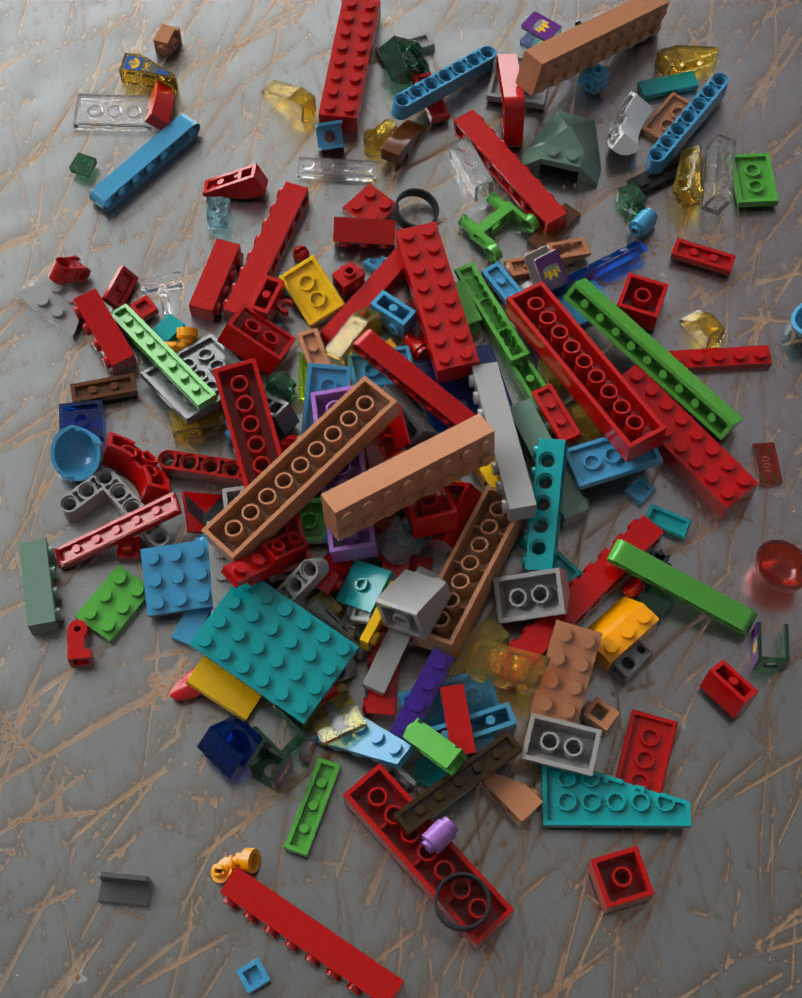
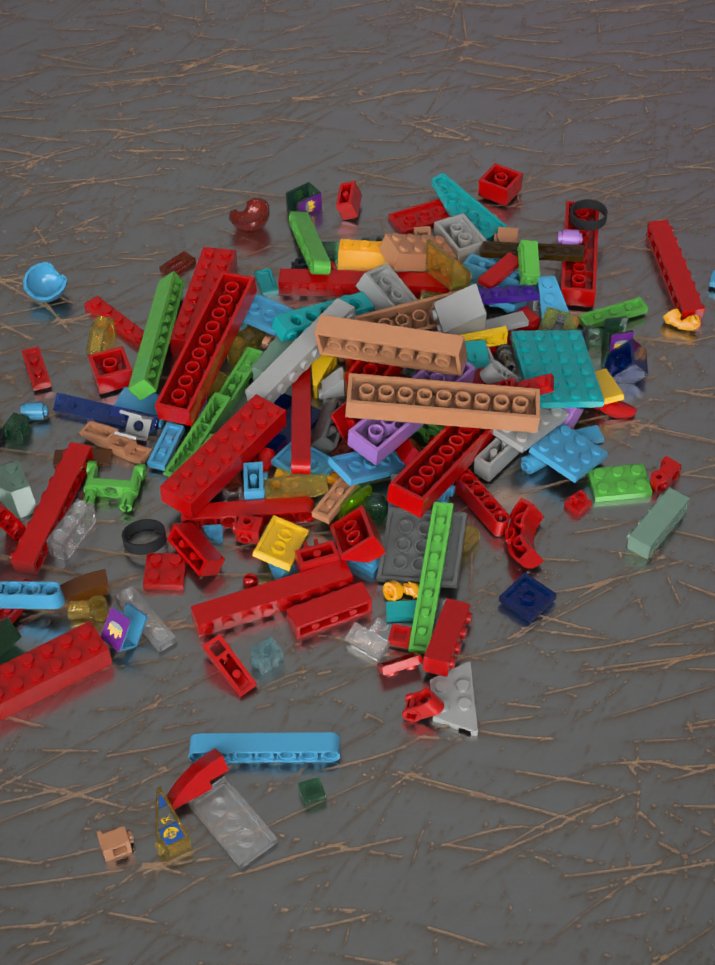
camera: 130 degrees left, 15 degrees down
(76, 453) = (554, 567): dark azure cylinder -> none
(105, 388) = (489, 606): reddish brown plate -> none
(109, 492) = (559, 545): light grey beam -> none
(118, 531) = (578, 502): tile -> none
(200, 509) = (511, 477): piece -> none
(292, 99) = (100, 698): clear yellow slope -> none
(556, 414) = (251, 349): red plate -> none

